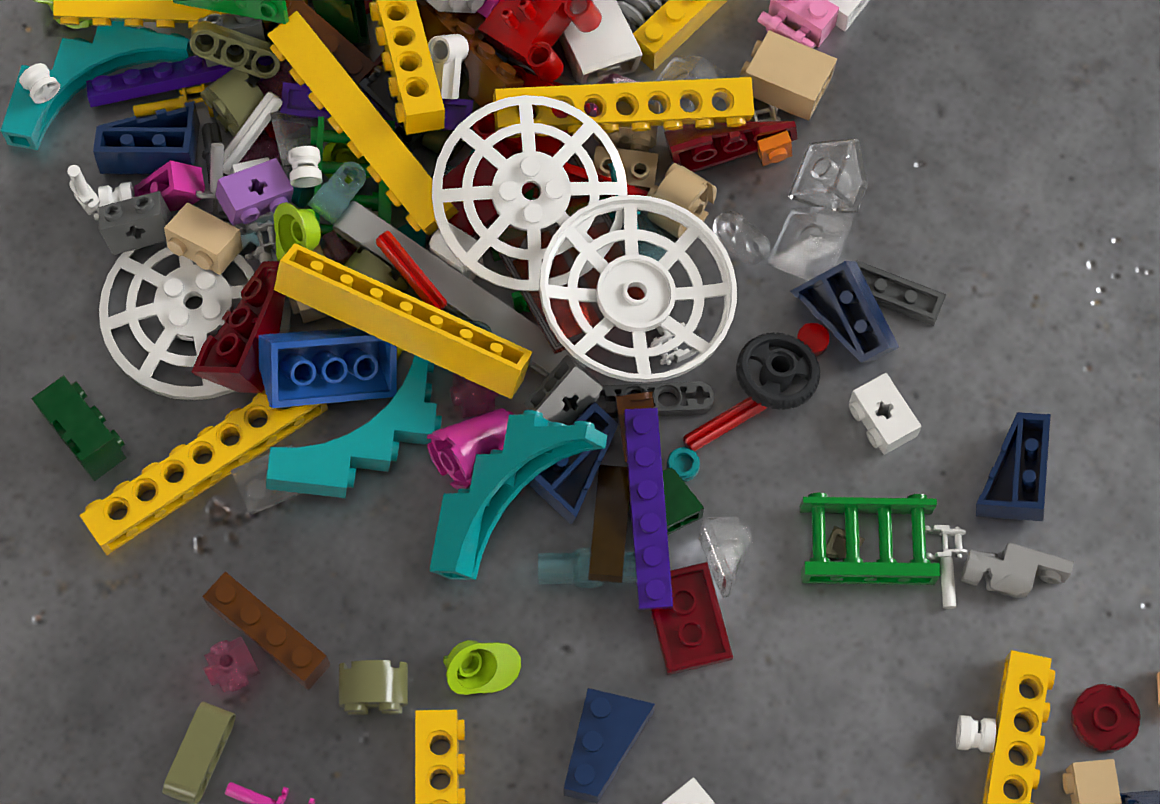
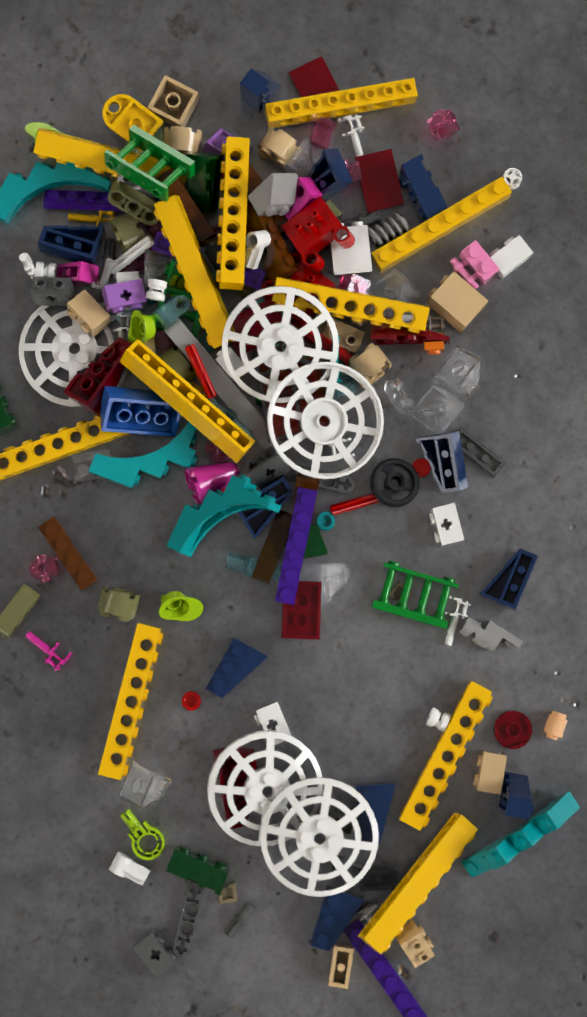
camera: 15 degrees right, 15 degrees up
(39, 83) = (16, 190): white wheel -> none

